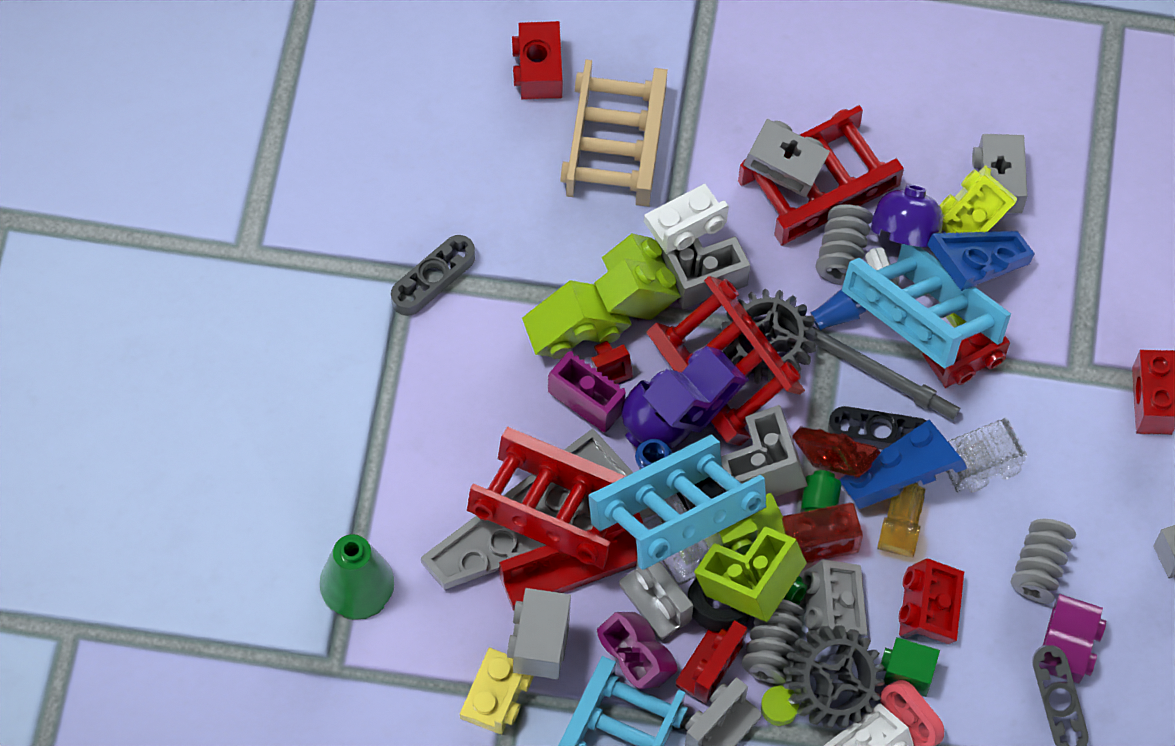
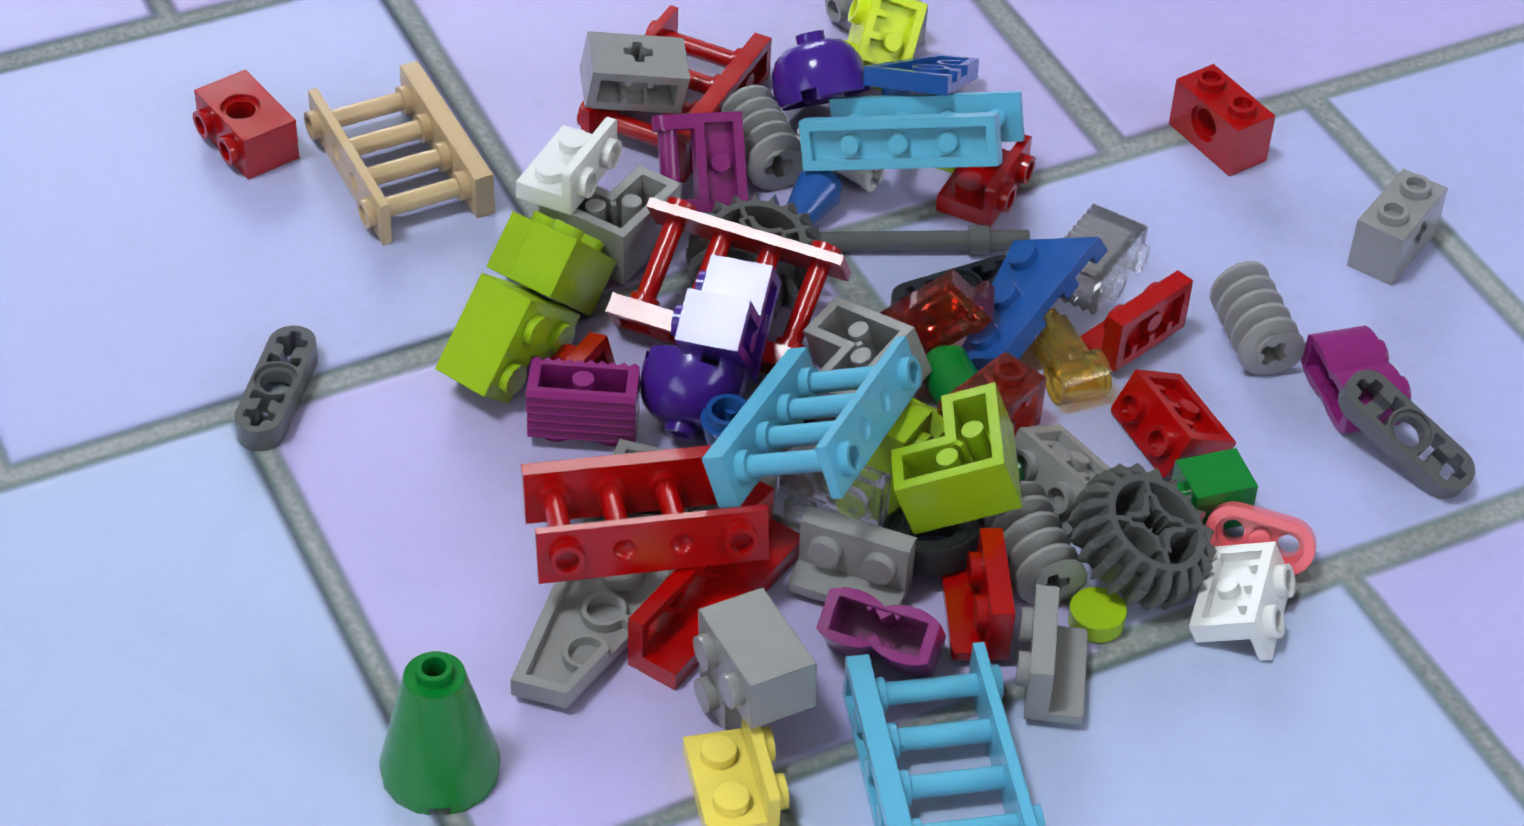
camera: 35 degrees left, 20 degrees down
(795, 250) = (716, 154): none -> magenta plate
(965, 521) = (1143, 321): none -> red bracket

